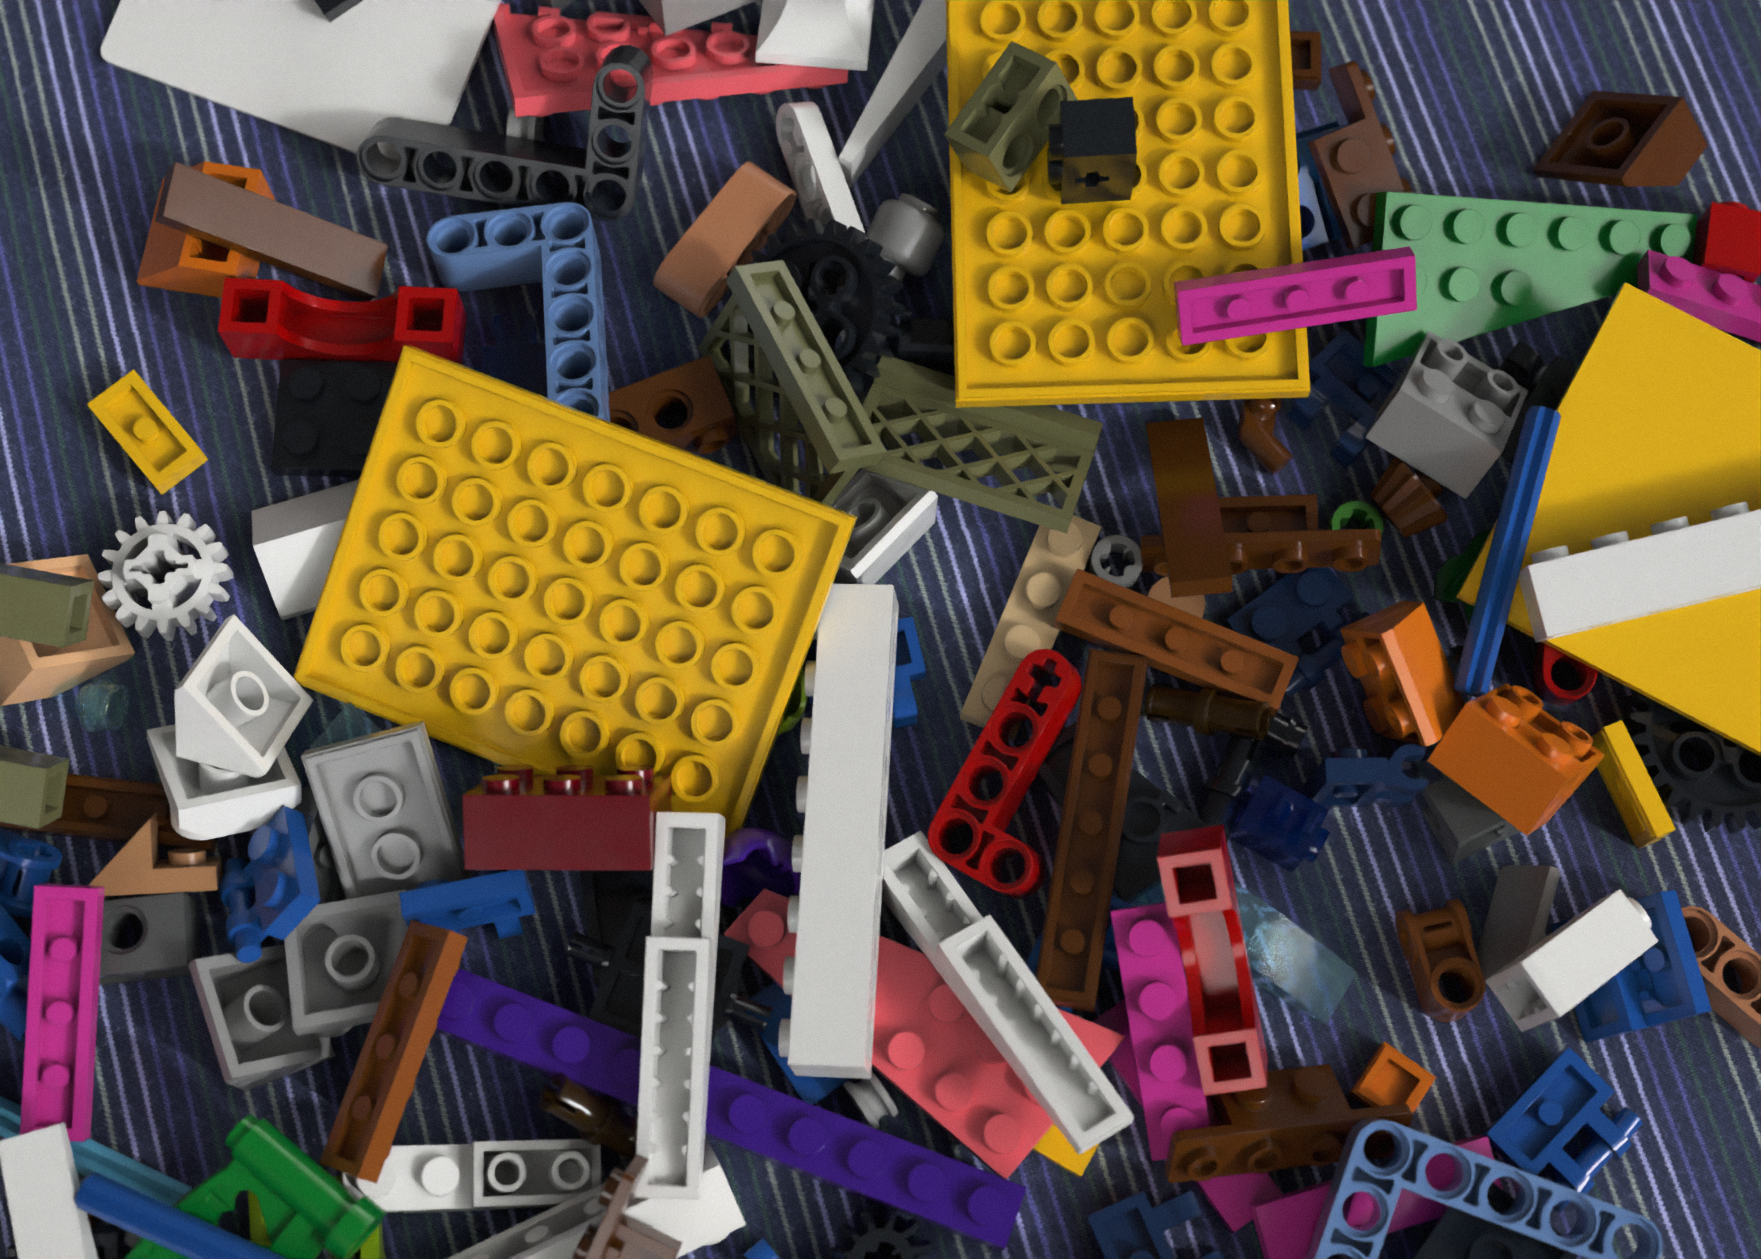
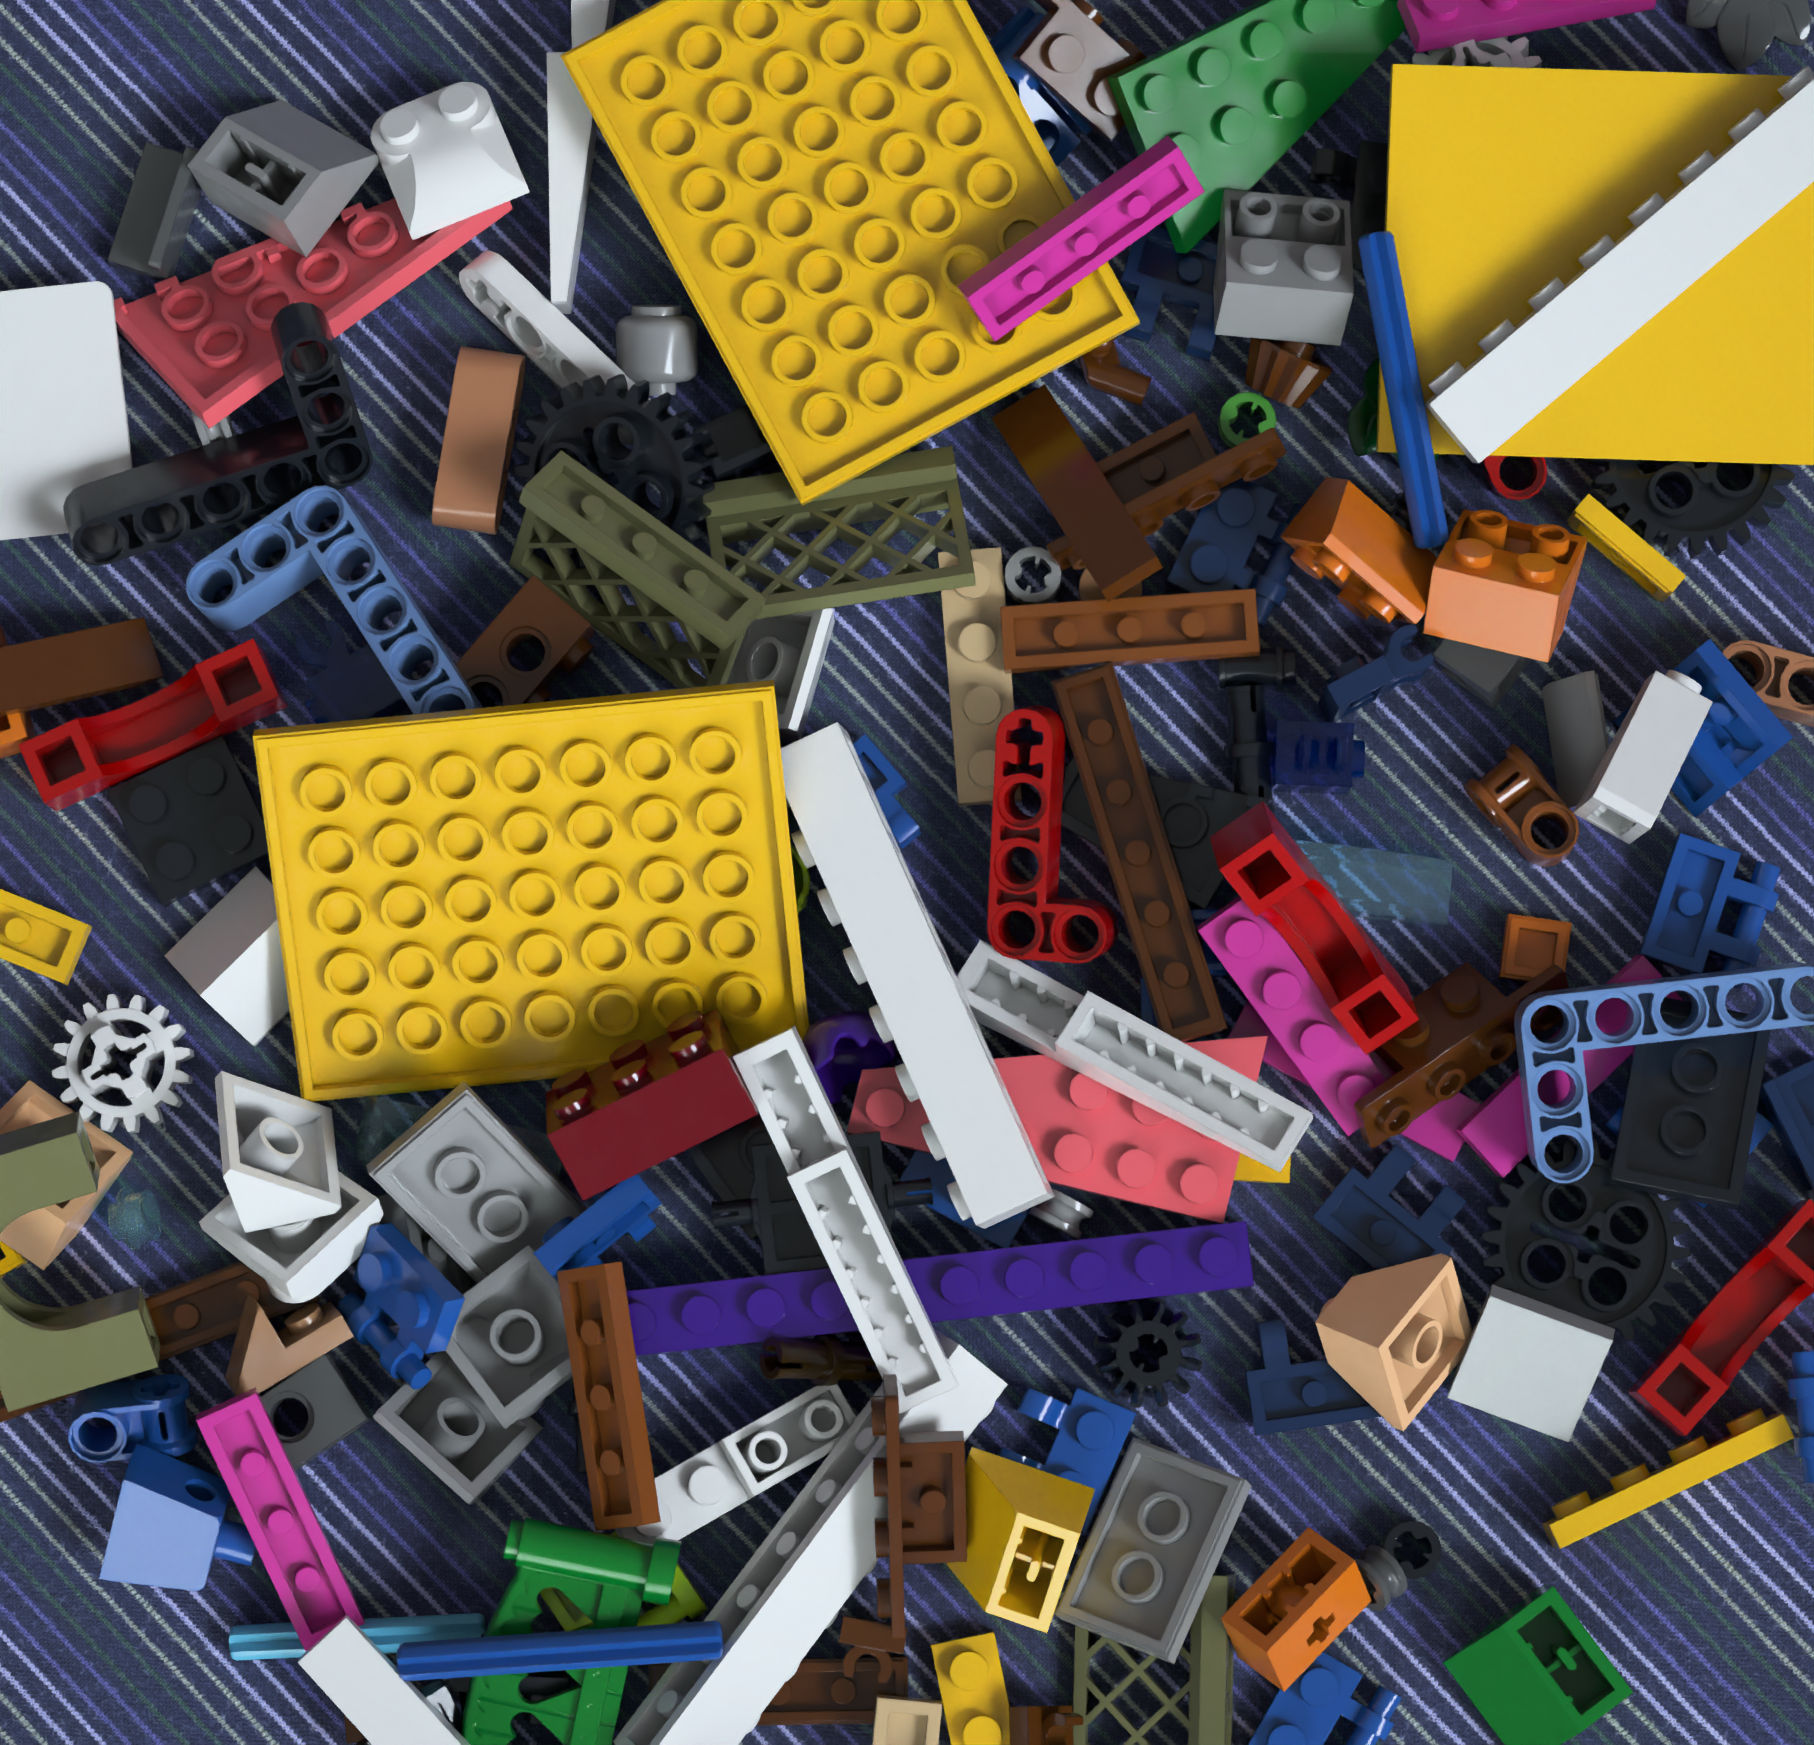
camera: 20 degrees left, 10 degrees up
(1009, 116) = (713, 194): olive brick -> none
(1093, 150) = (813, 193): black brick -> none
(1208, 711) = (1193, 684): dark brown pin -> none

